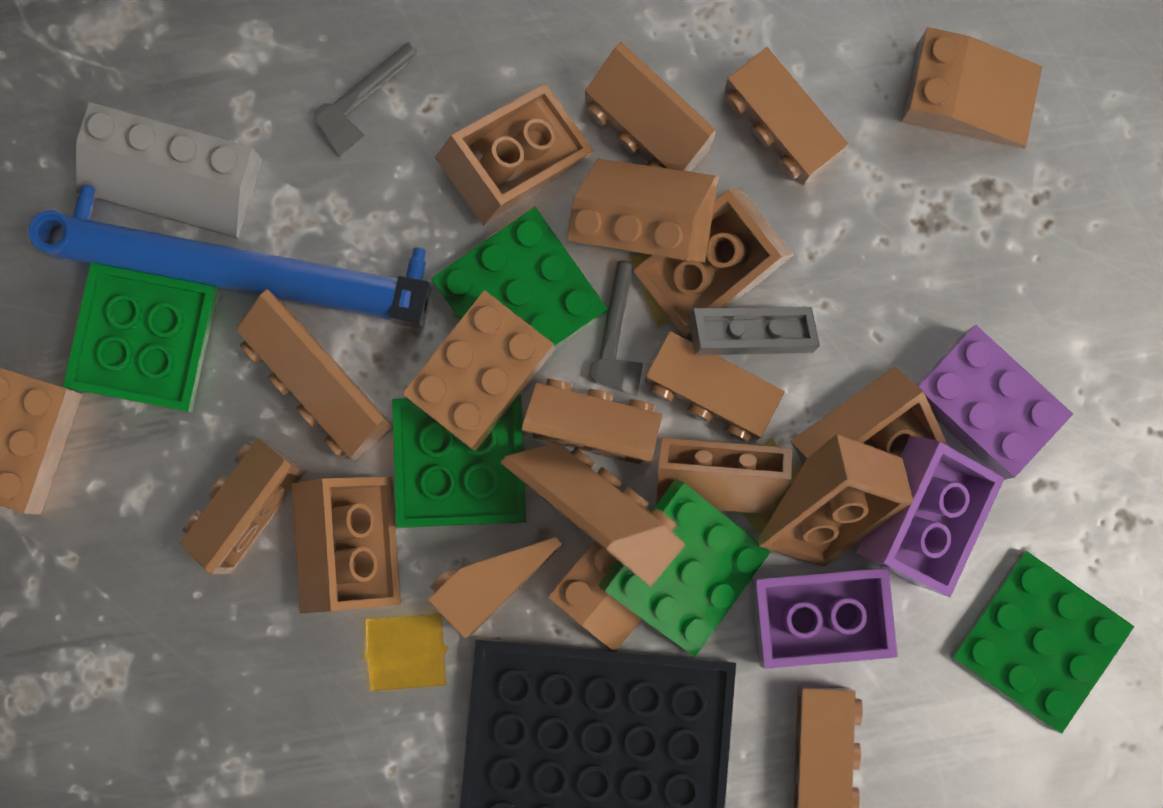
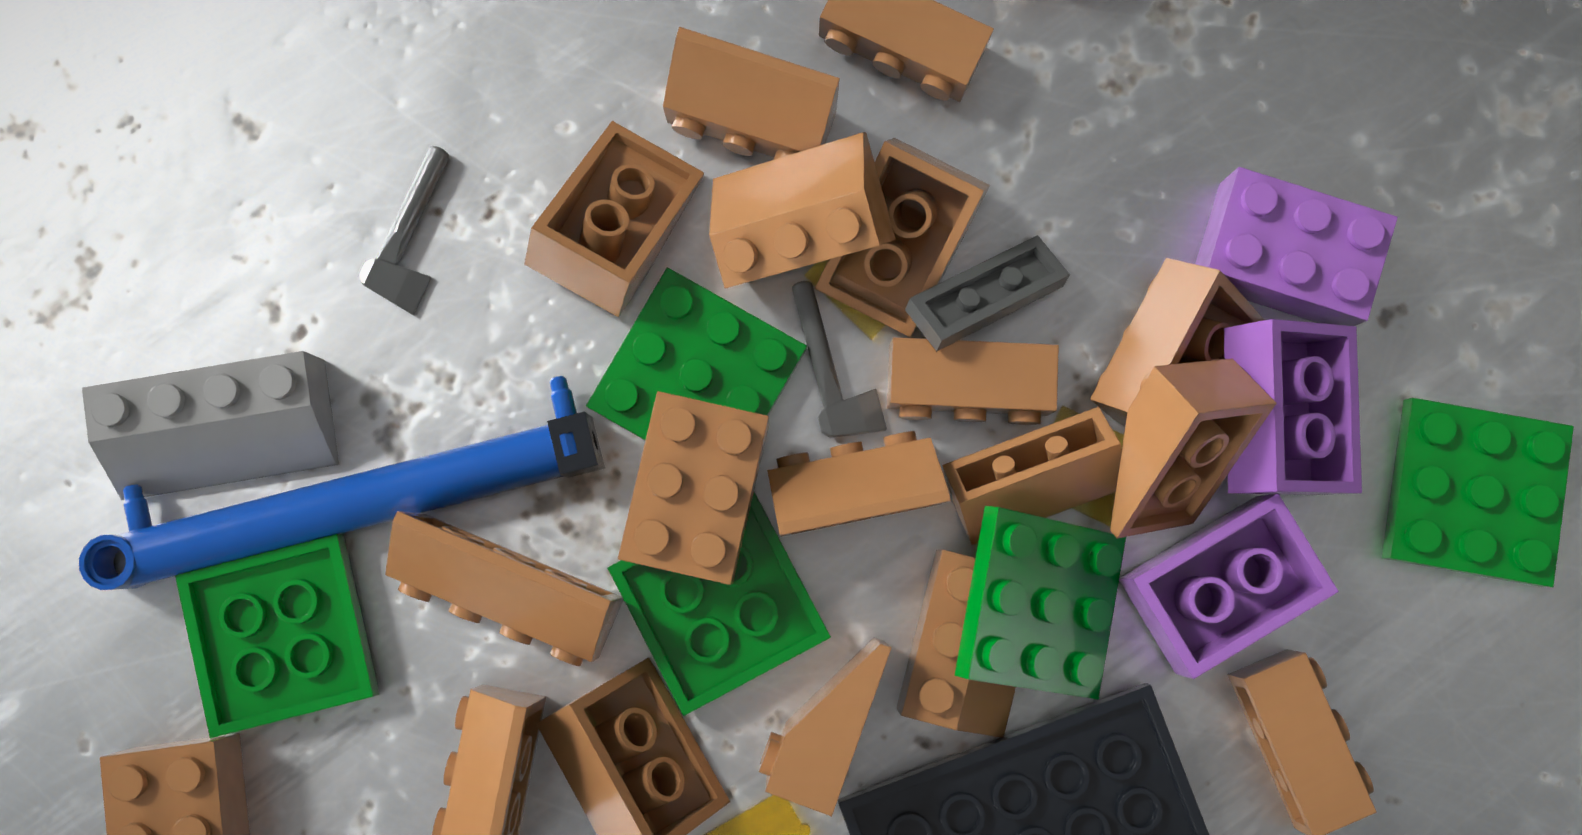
camera: 30 degrees left, 0 degrees up
(598, 508) = (916, 586): medium nougat slope -> none

